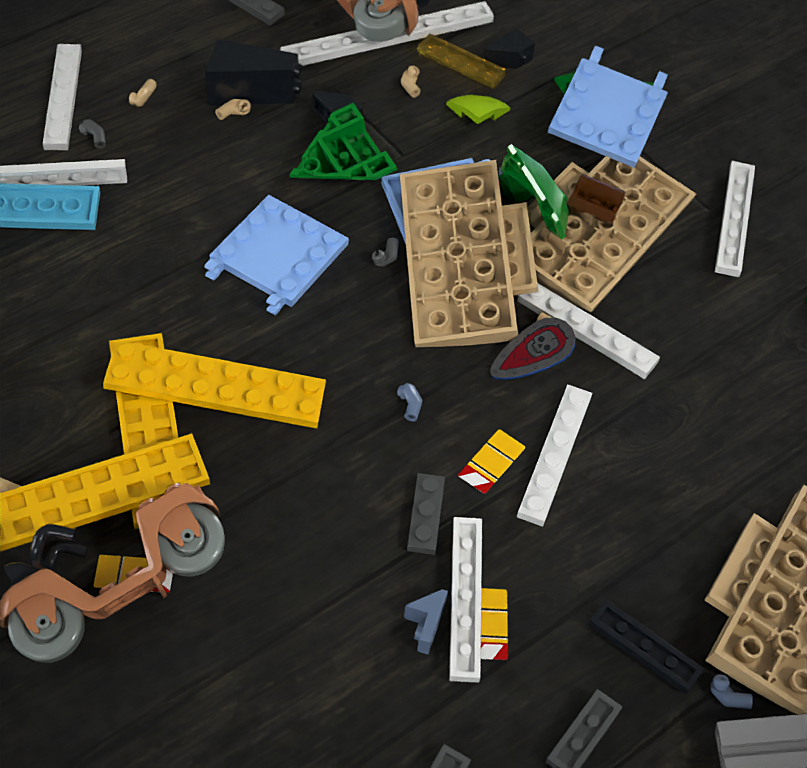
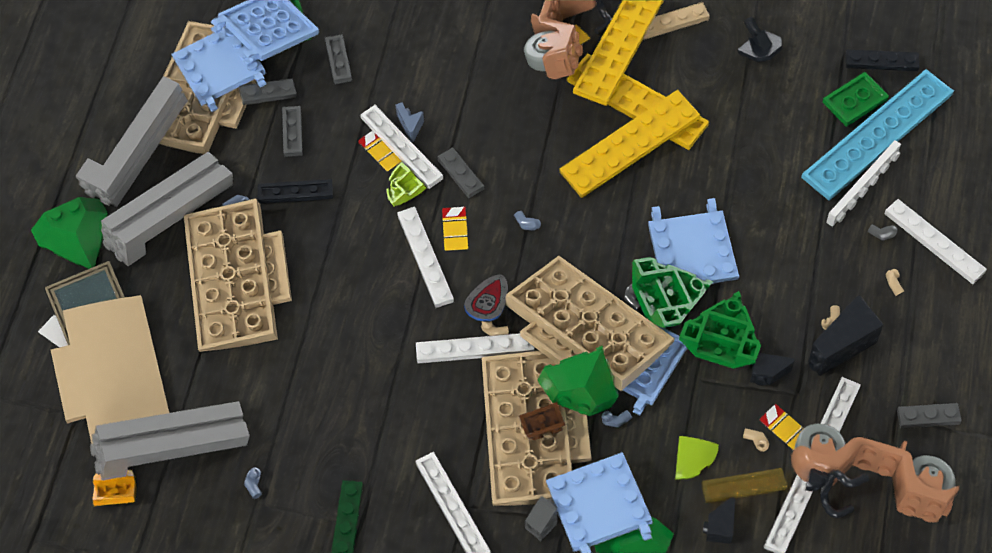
camera: 145 degrees right, 5 degrees up
(361, 215) = (665, 291): none -> green wedge
(374, 75) = (782, 425): none -> sticker
(507, 549) = (403, 185): none -> lime brick
(664, 147) = (542, 518): none -> dark grey slope

